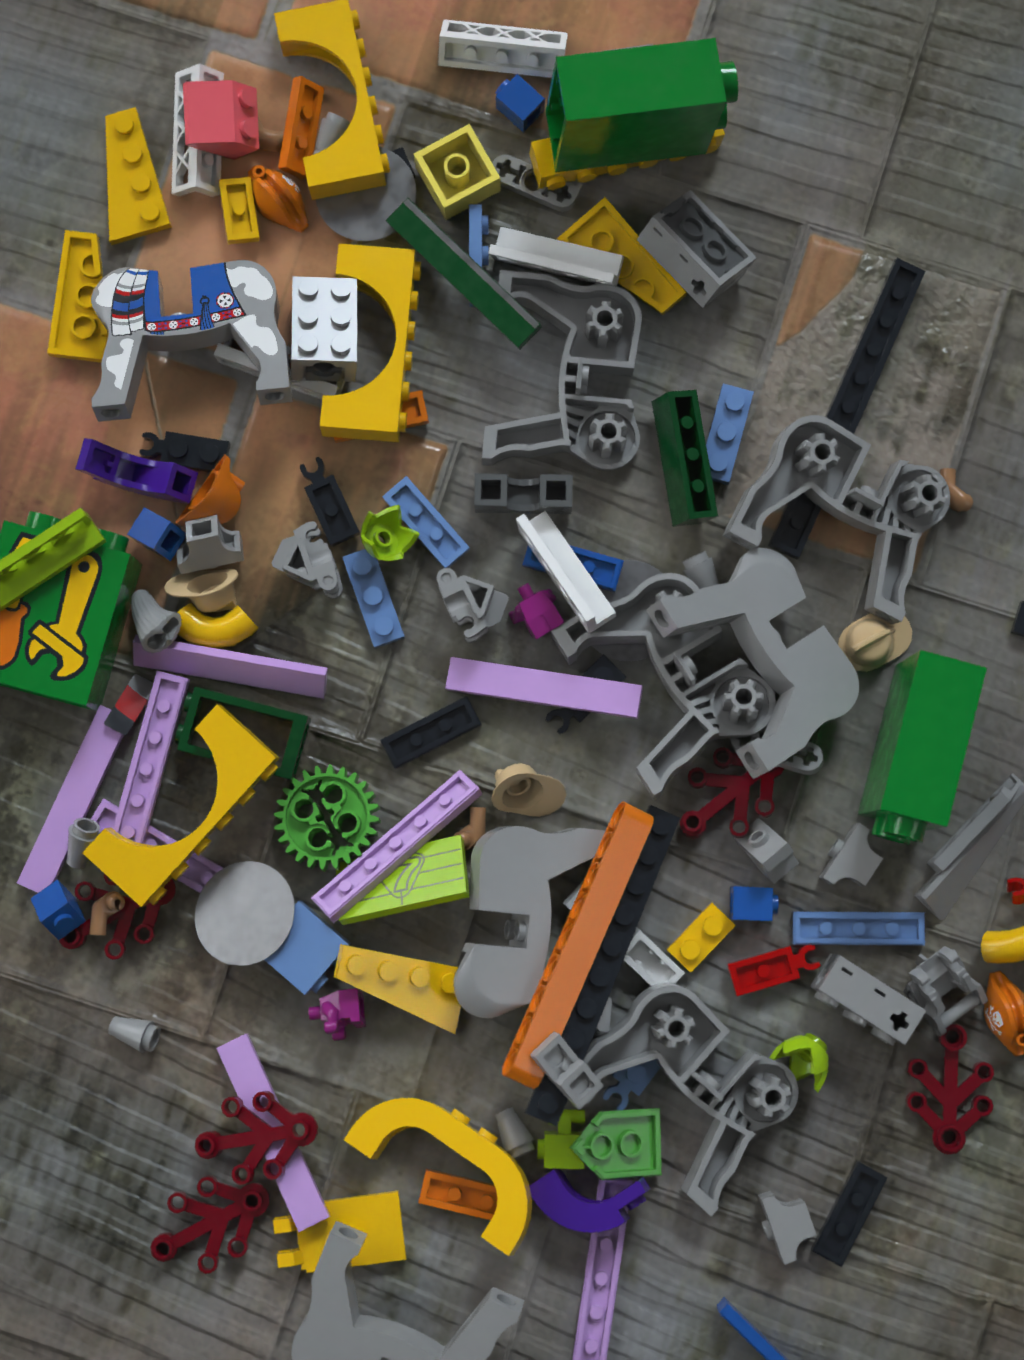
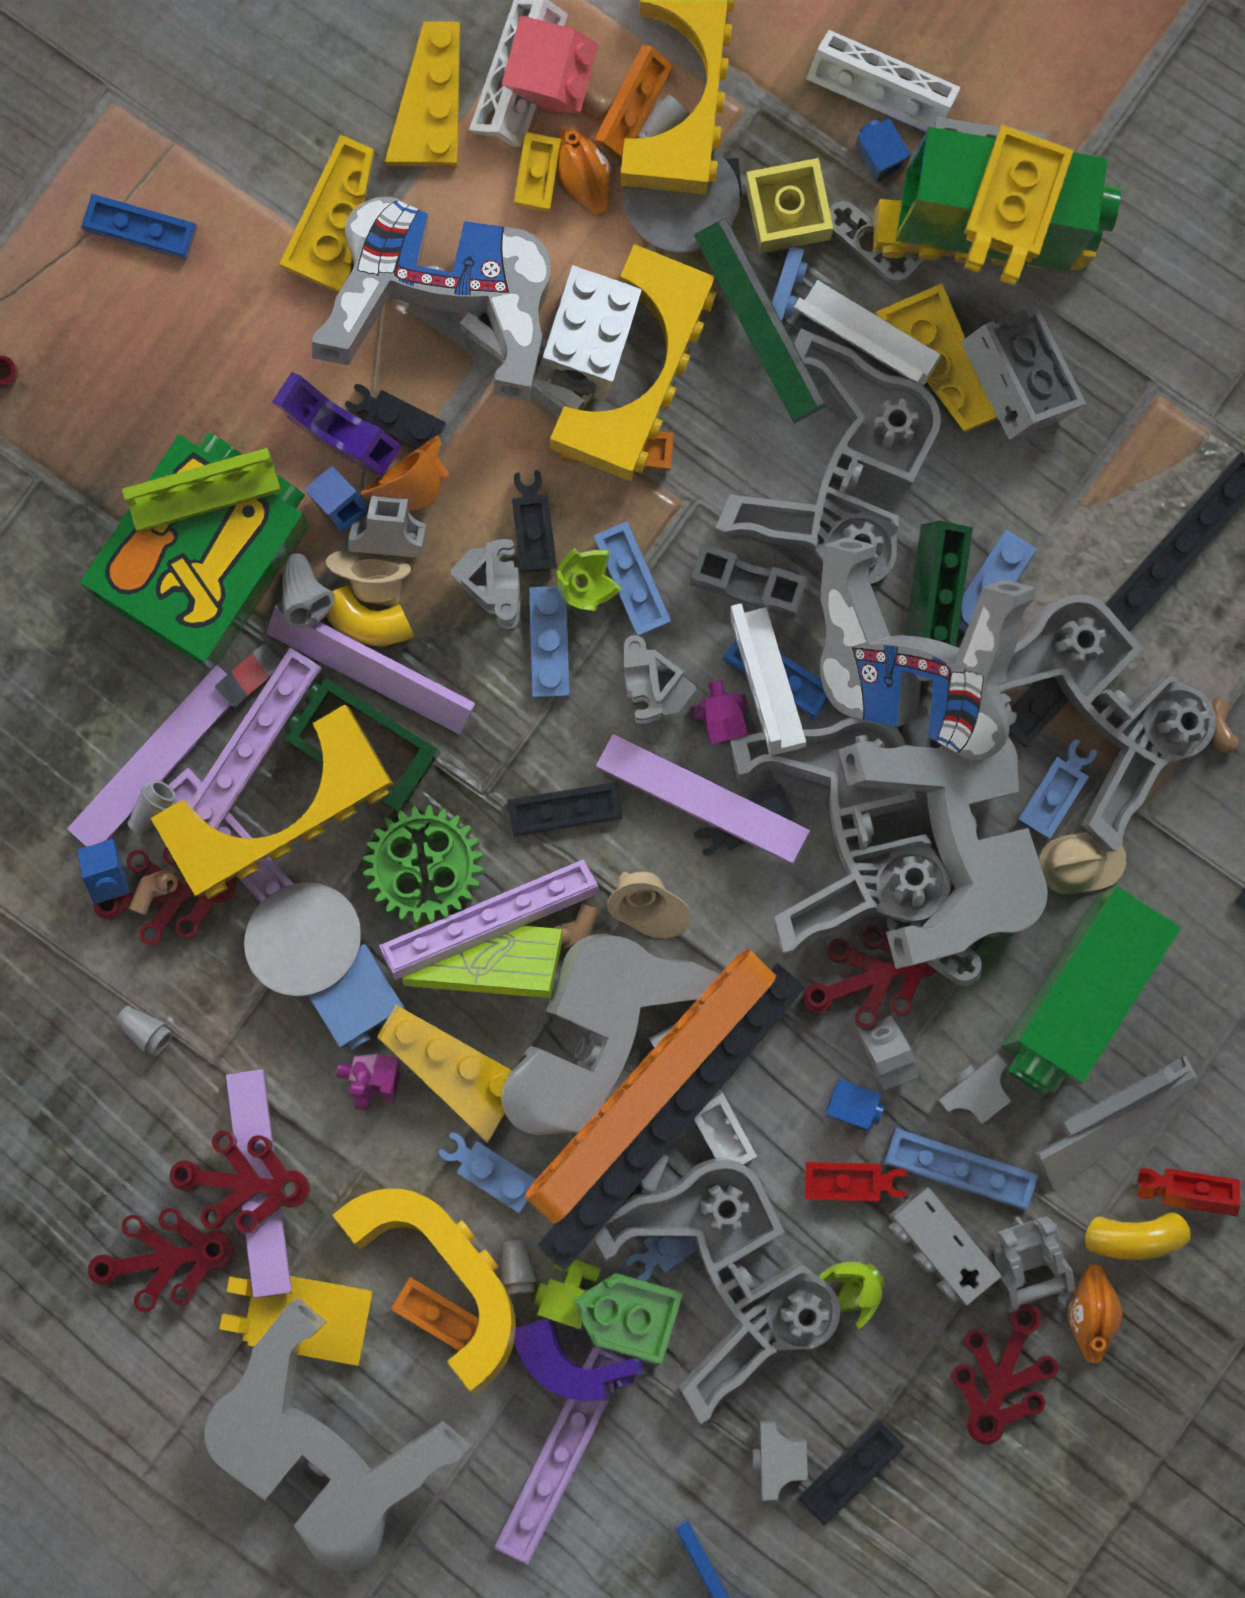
camera: 15 degrees right, 0 degrees up
(466, 1058) = (491, 1172): none -> medium blue plate
(566, 1070) = (594, 1213): light grey slope -> none
(649, 96) = (1015, 200): none -> yellow tile
(659, 536) = (881, 674): none -> animal
(700, 937) = (786, 1124): yellow plate -> none
(835, 588) = (1056, 792): none -> medium blue plate

